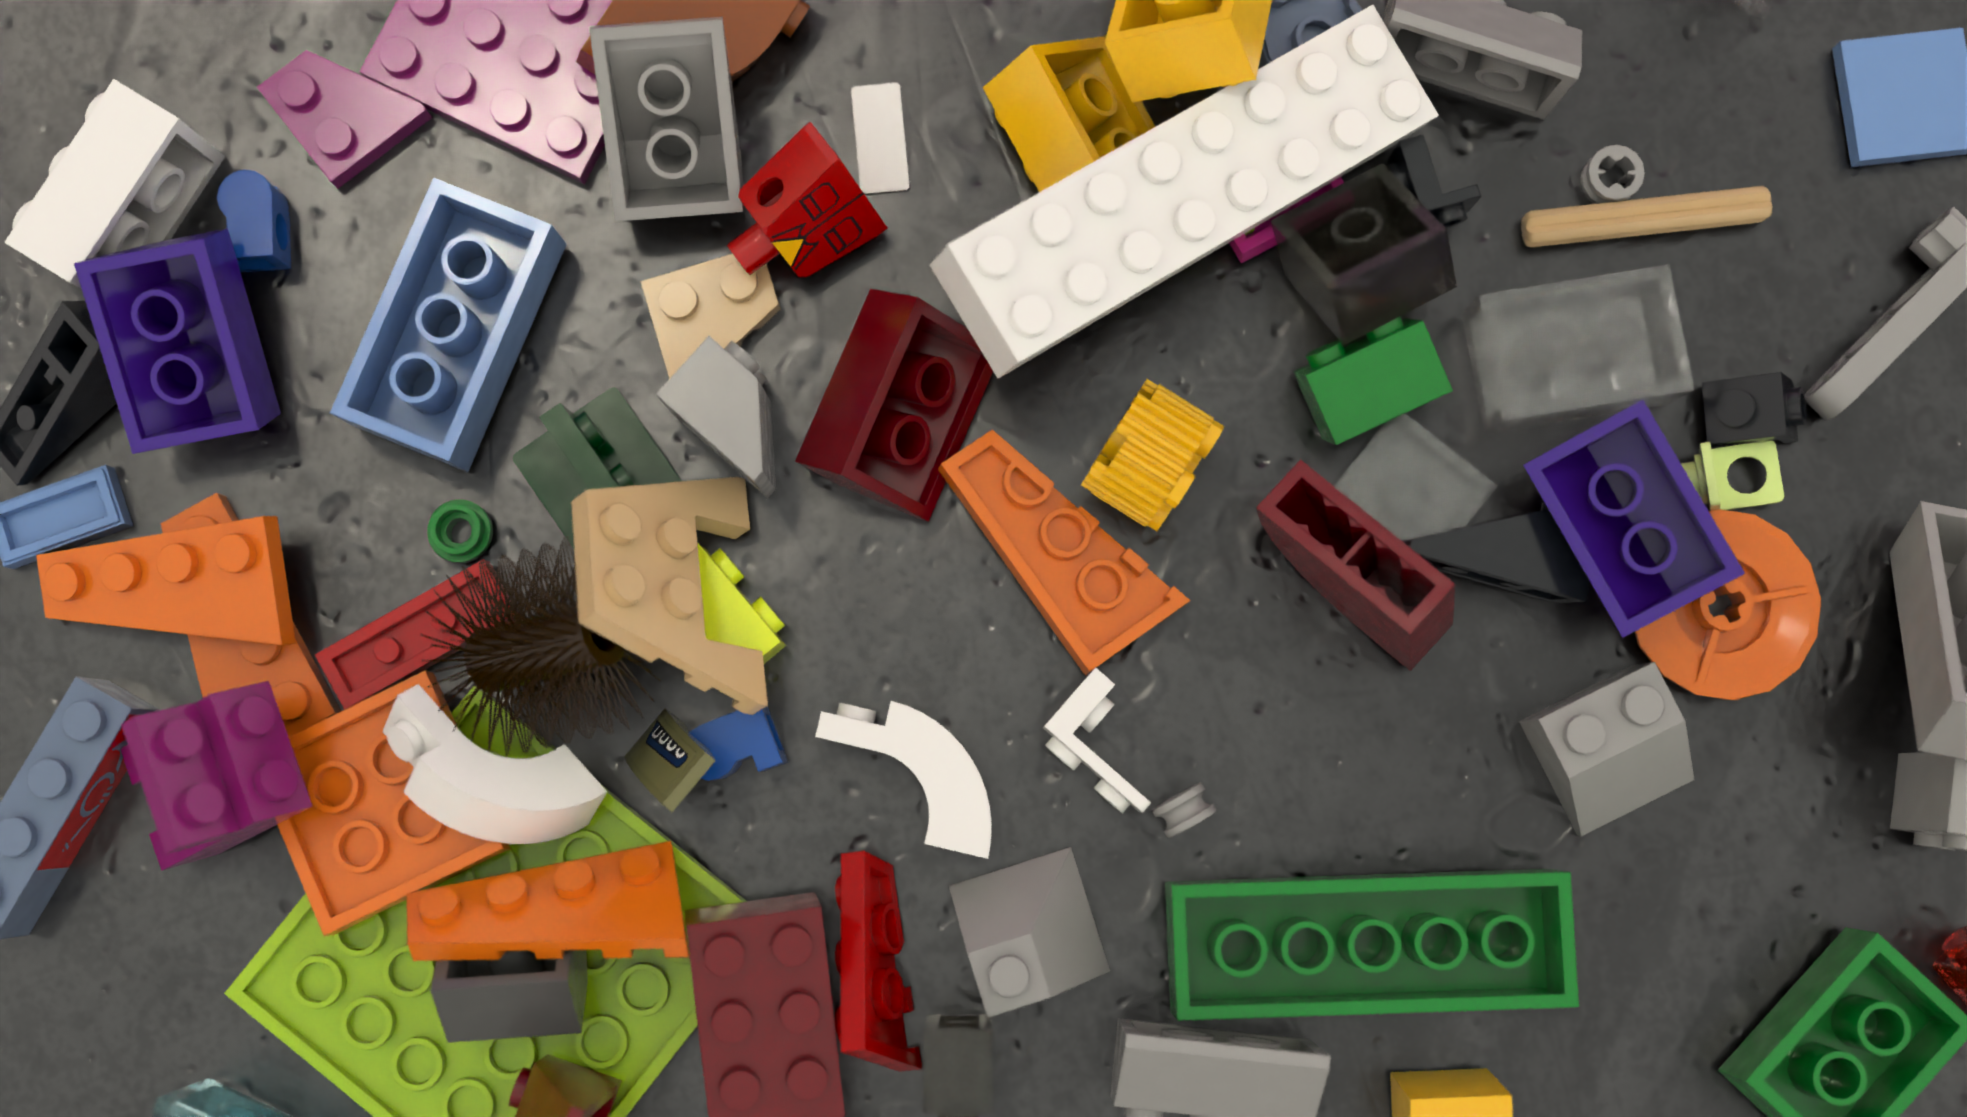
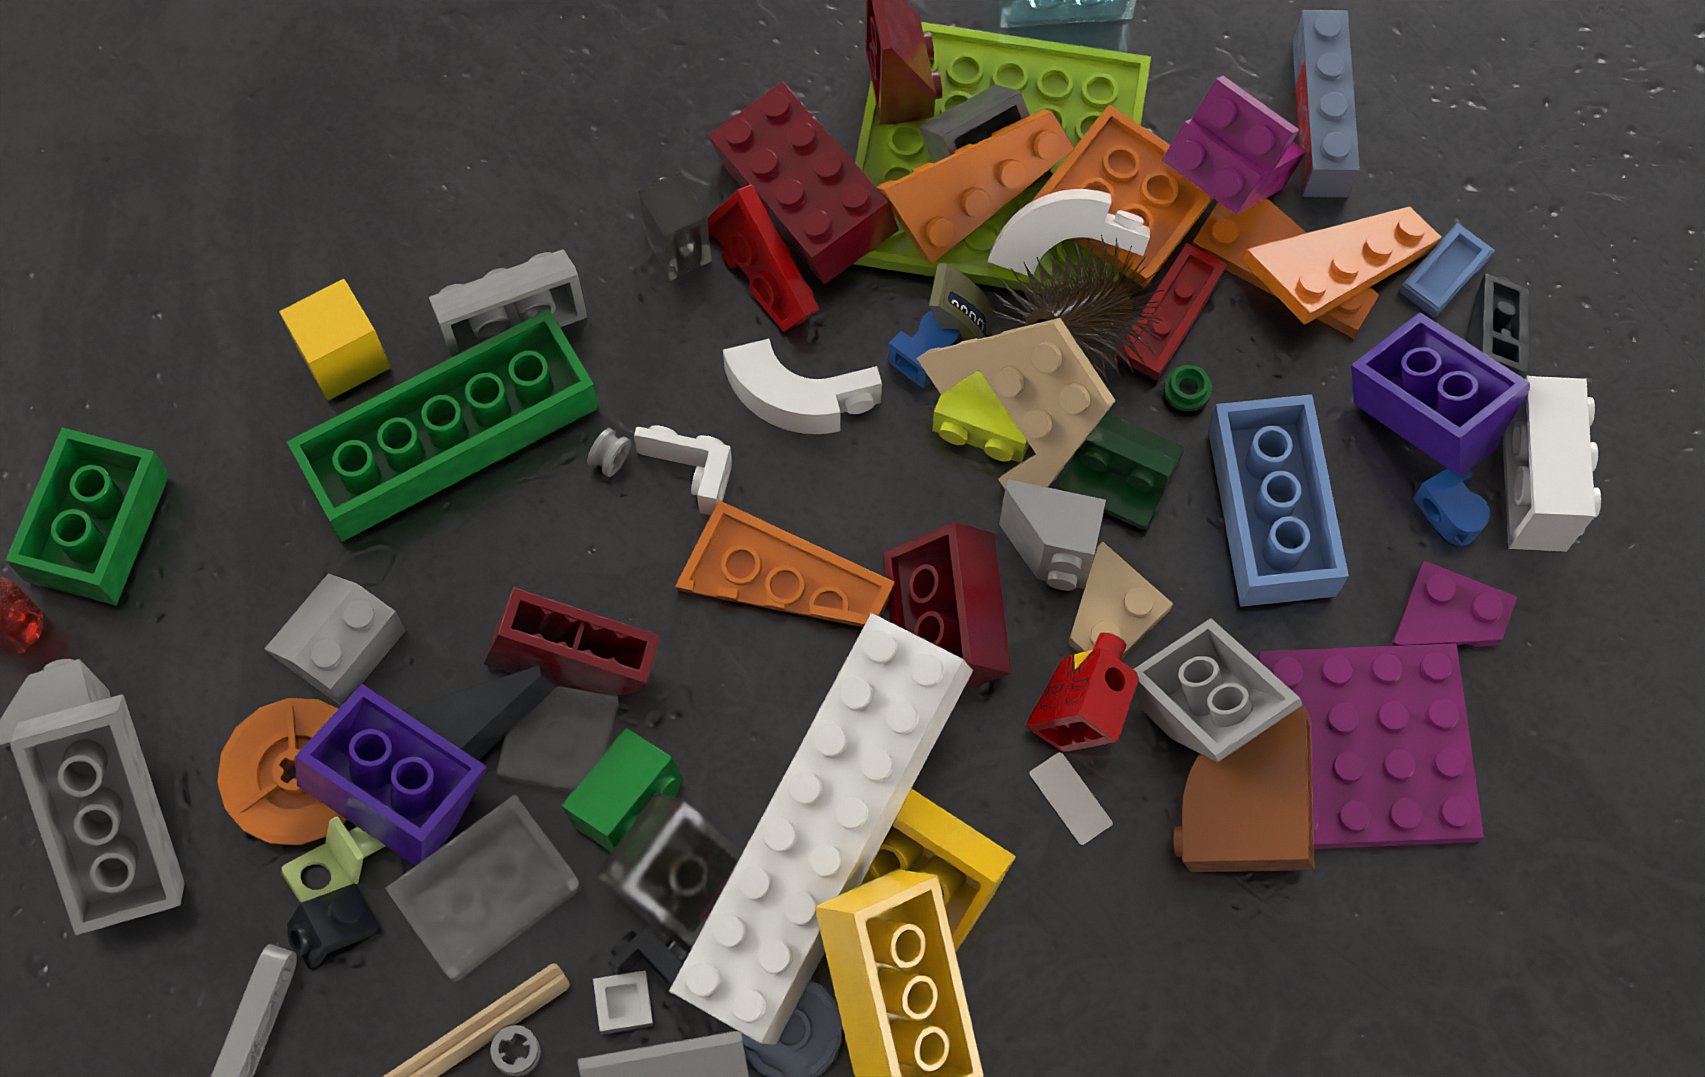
camera: 150 degrees right, 15 degrees down
(1028, 931) = (672, 329): light grey slope -> none
(1152, 455) = (751, 655): yellow brick -> none
(1478, 159) = (623, 1002): none -> white plate

